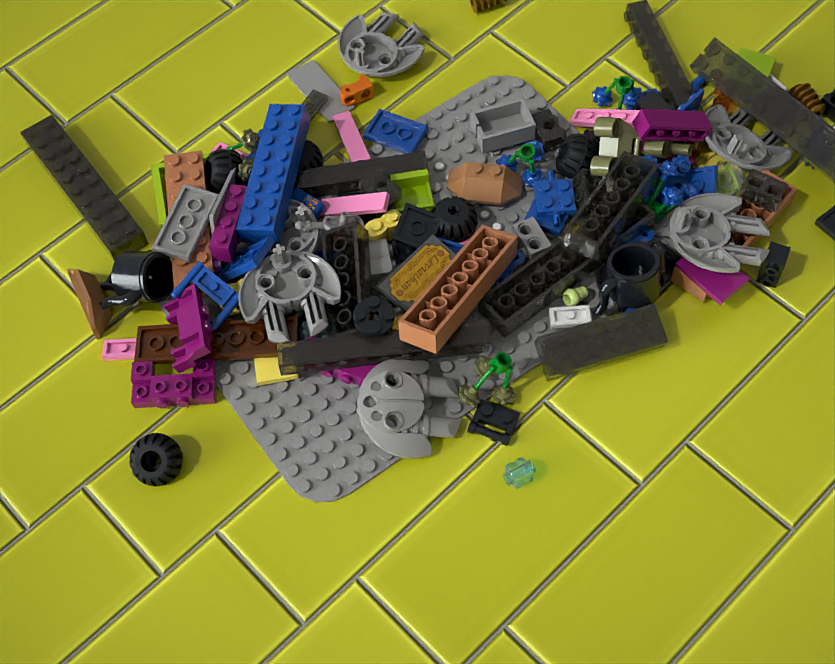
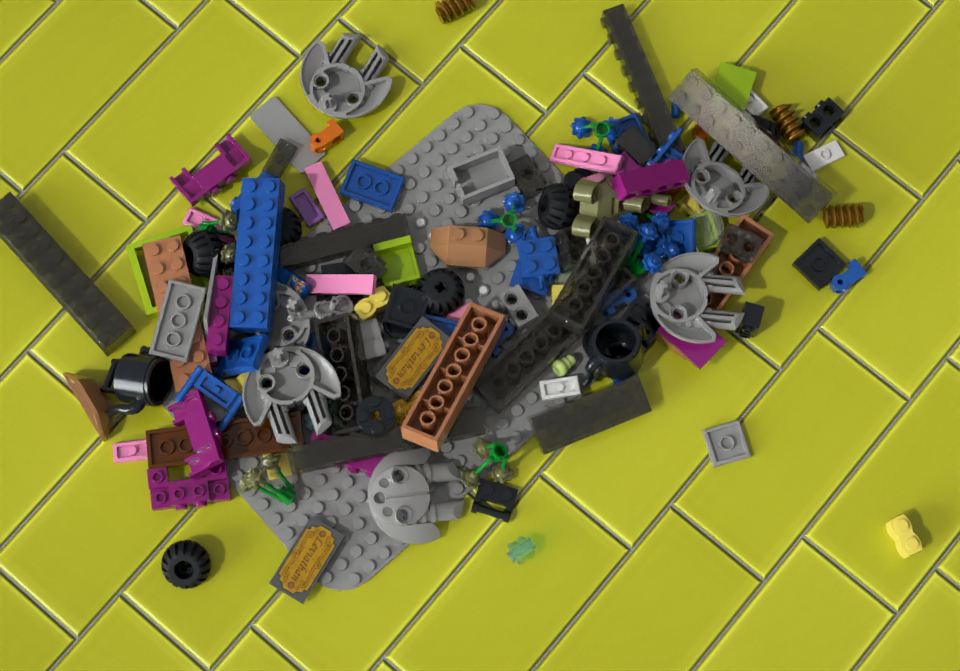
camera: 10 degrees left, 15 degrees up
(243, 115) = (214, 175): none -> magenta bracket
(259, 362) = (254, 478): none -> plant
(285, 465) = (307, 560): none -> tile
(330, 149) = (306, 208): none -> medium lavender tile
(747, 385) = (726, 443): none -> light grey tile

